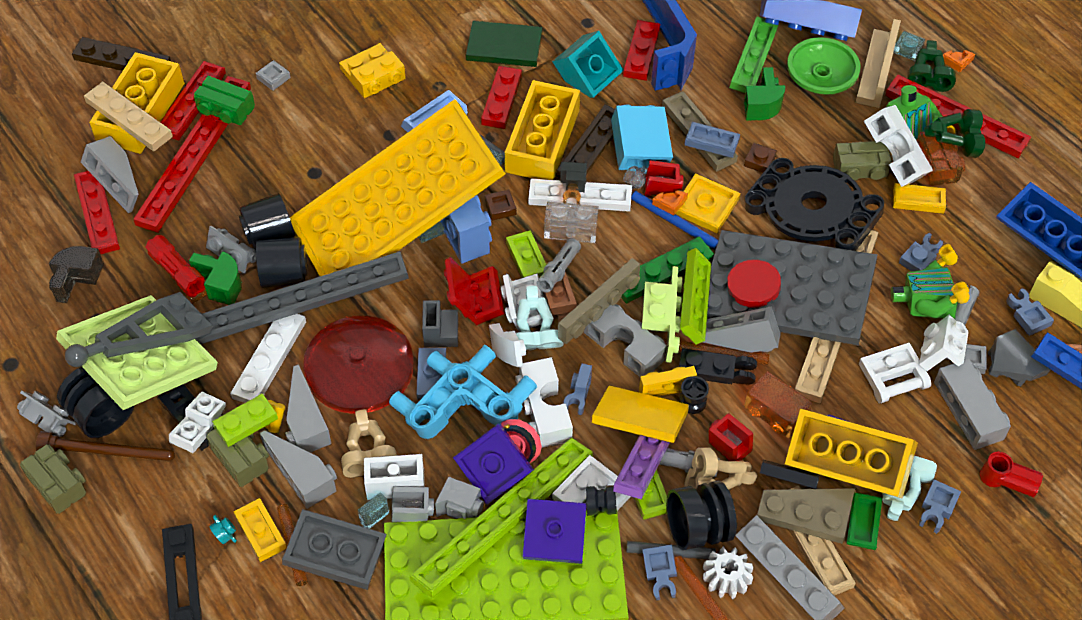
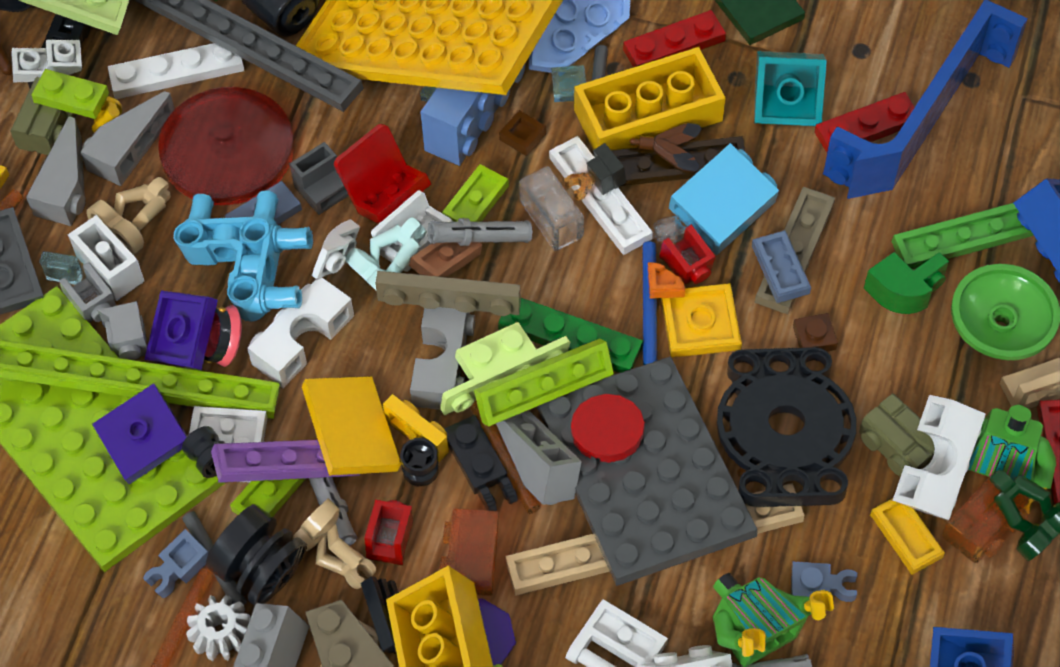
camera: 55 degrees right, 5 degrees up
(581, 384) = (345, 353): sand blue plate -> none
(582, 141) = (667, 145): none -> reddish brown piece

